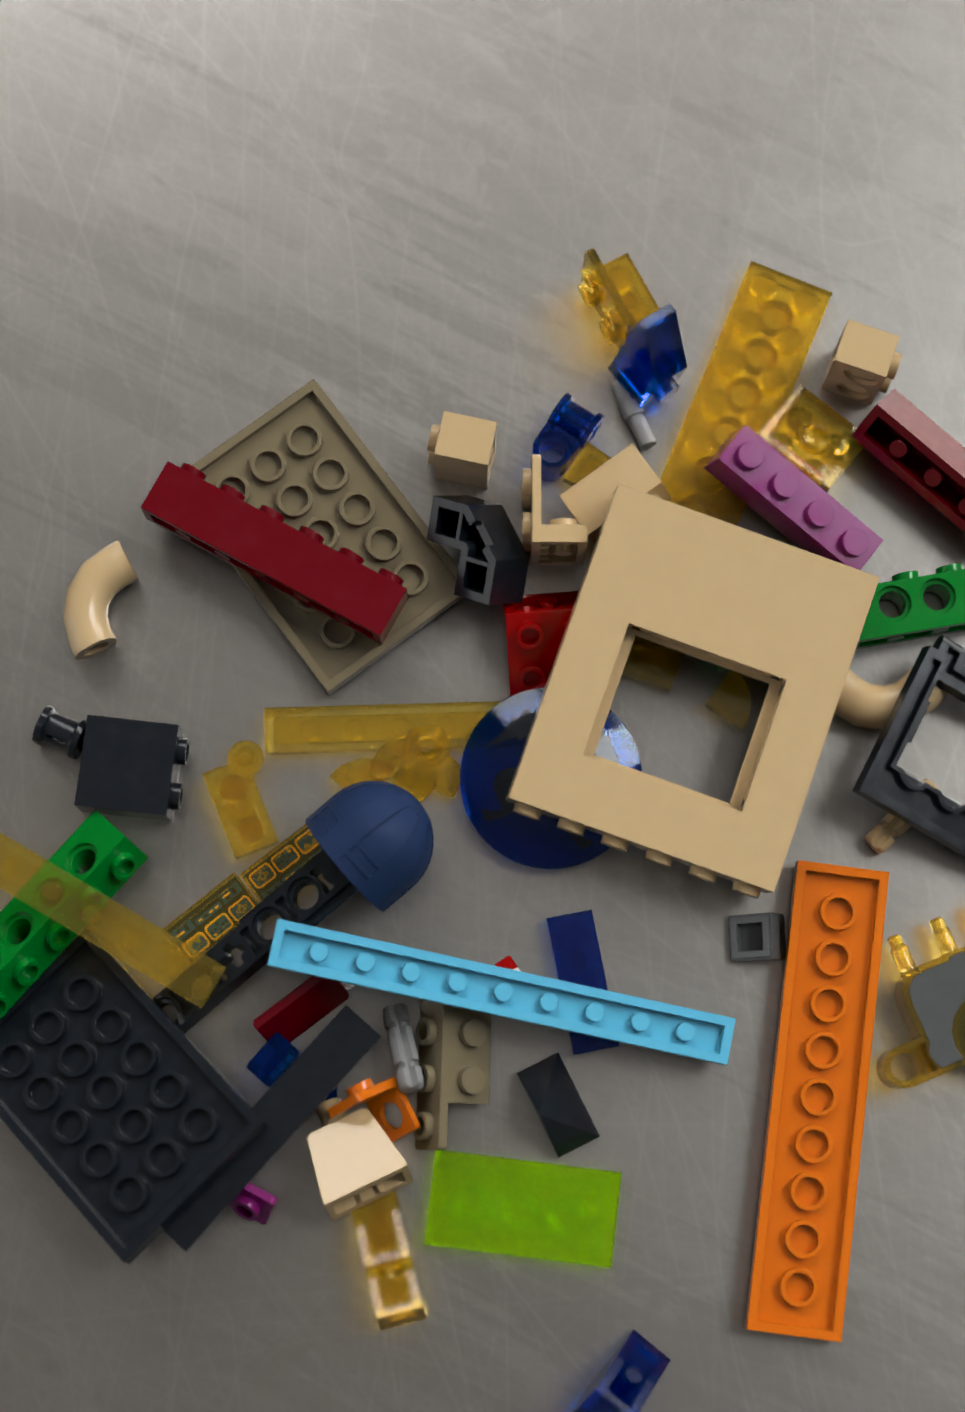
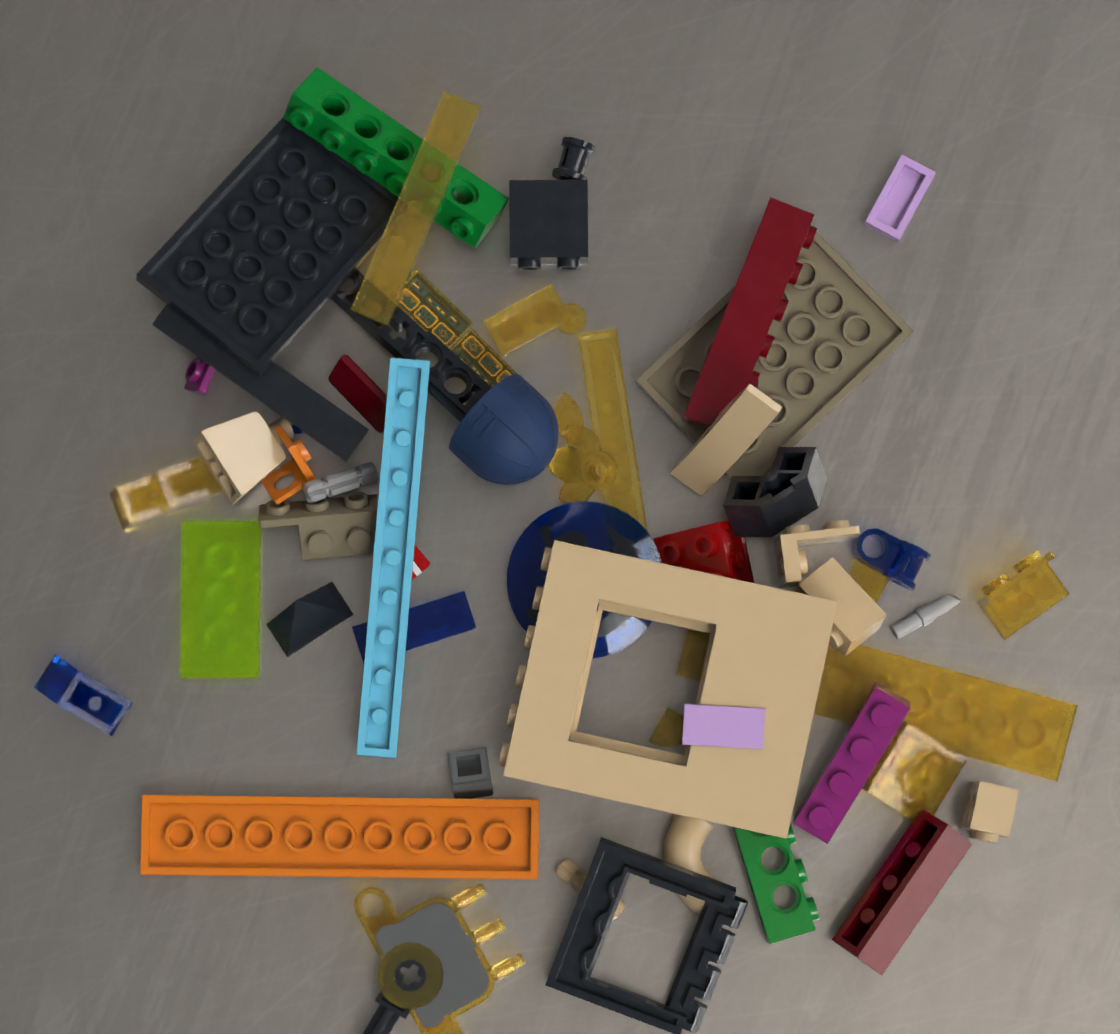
camera: 85 degrees right, 5 degrees up
(90, 598) = (693, 167): tan cylinder -> none
(160, 377) = (899, 198): none -> lavender tile
(273, 1059) = (317, 376): clear blue slope -> none
(415, 588) = (726, 439): none -> tan slope
(463, 449) = (862, 468): tan brick -> none
(651, 358) = (967, 624): clear blue slope -> none
(745, 632) = (723, 726): none -> lavender tile

